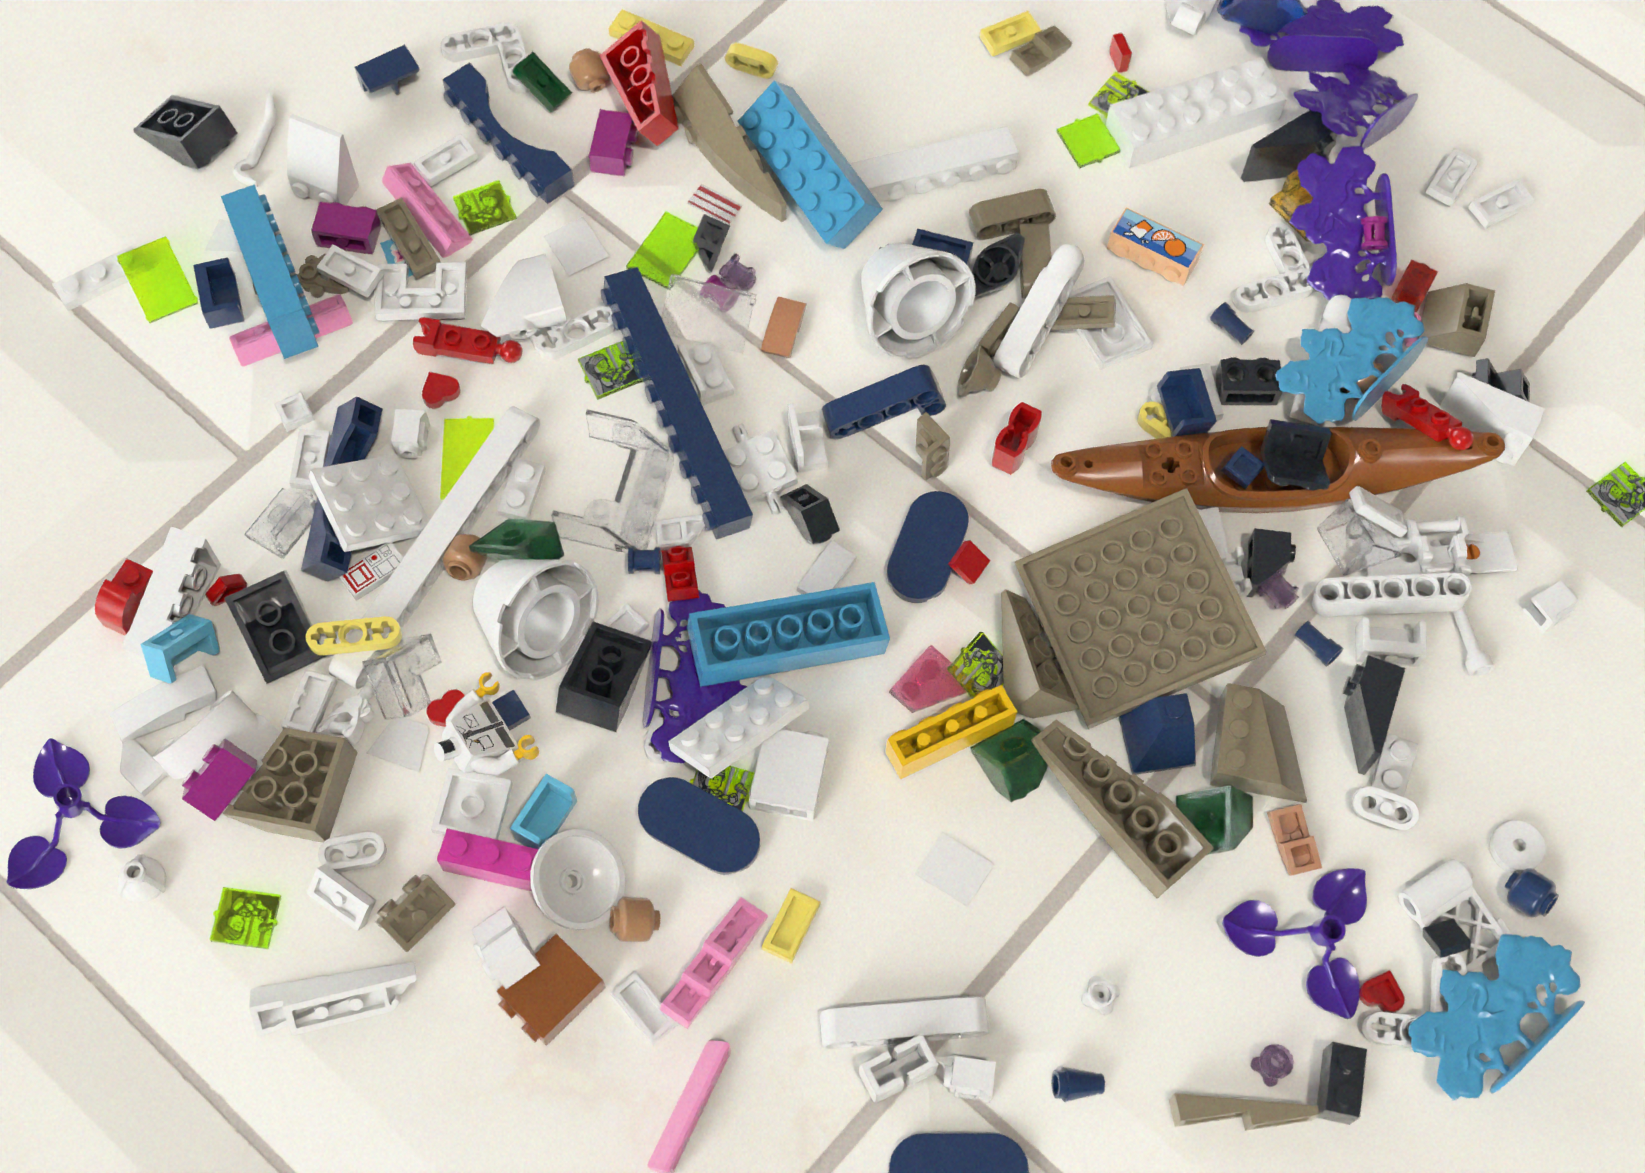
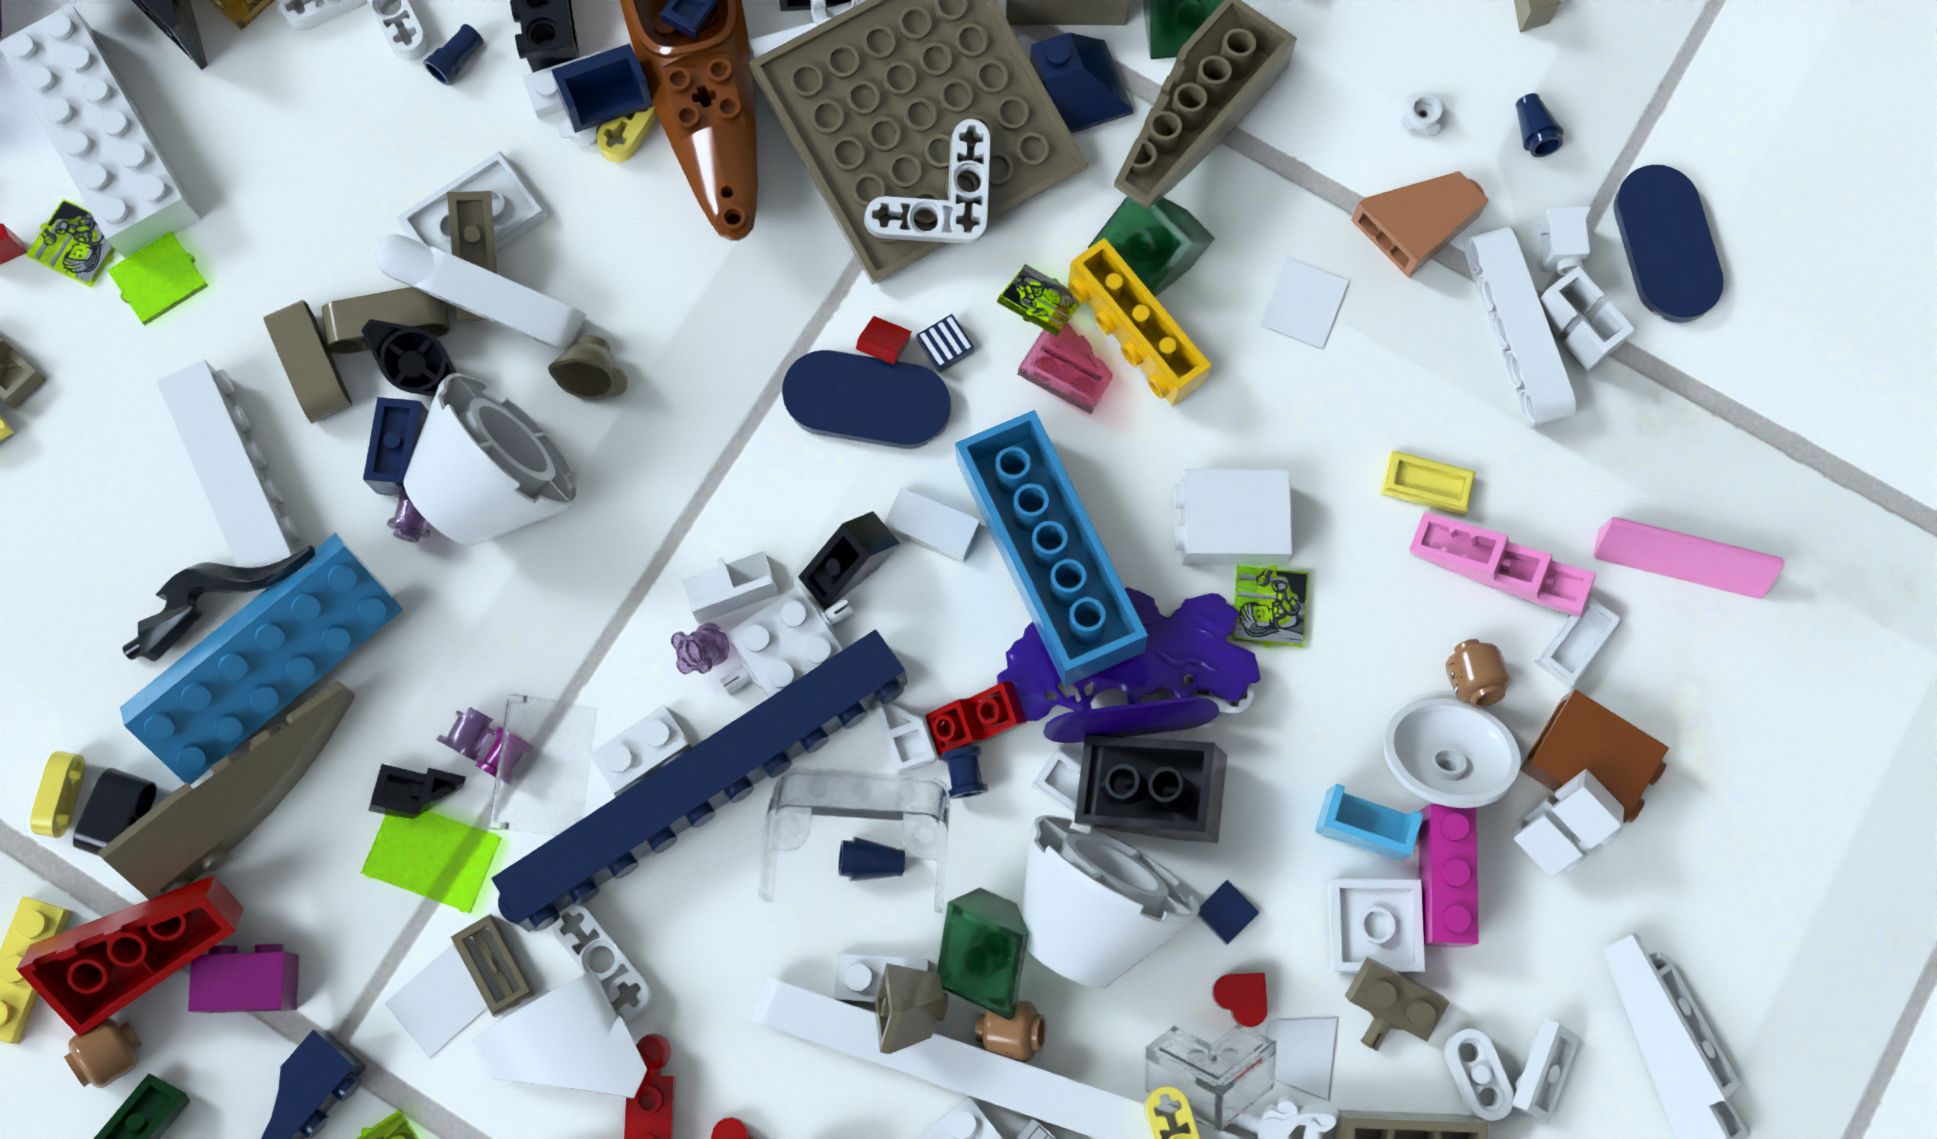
camera: 100 degrees left, 10 degrees up
(414, 912) = (1538, 967): dark tan bracket -> none
(415, 804) = (1394, 1003): none -> dark tan plate
(460, 444) = (824, 1084): clear neon green piece -> none
(479, 737) = (1285, 934): white torso -> none
(492, 486) = (908, 1007): none -> dark tan slope
(590, 278) = (511, 998): none -> dark tan tile
(601, 485) = (869, 860): none -> dark blue cone
(609, 370) = (656, 897): piece -> none
(699, 826) = (1329, 620): dark blue tile -> none
(714, 204) = (335, 802): clear sticker -> none
(736, 86) = (112, 808): none -> black beam
(738, 725) = (1197, 586): white plate -> none
(765, 413) = (700, 649): none -> clear purple brick
(783, 327) = (547, 652): nougat slope -> none
(872, 141) = (183, 589): none -> black piece
(884, 401) = (662, 487): dark blue beam -> none
(932, 446) = (718, 405): dark tan bracket -> none
(961, 605) = (945, 343): none -> dark blue tile
(997, 332) = (502, 343): dark tan plate -> none
(1006, 968) = (1420, 218): none -> nougat slope
(1016, 438) = (680, 299): red brick -> none
(1029, 664) = (1032, 239): dark tan wedge -> none
(1058, 613) = (945, 210): none -> white beam
(1154, 246) = (341, 162): brick -> none

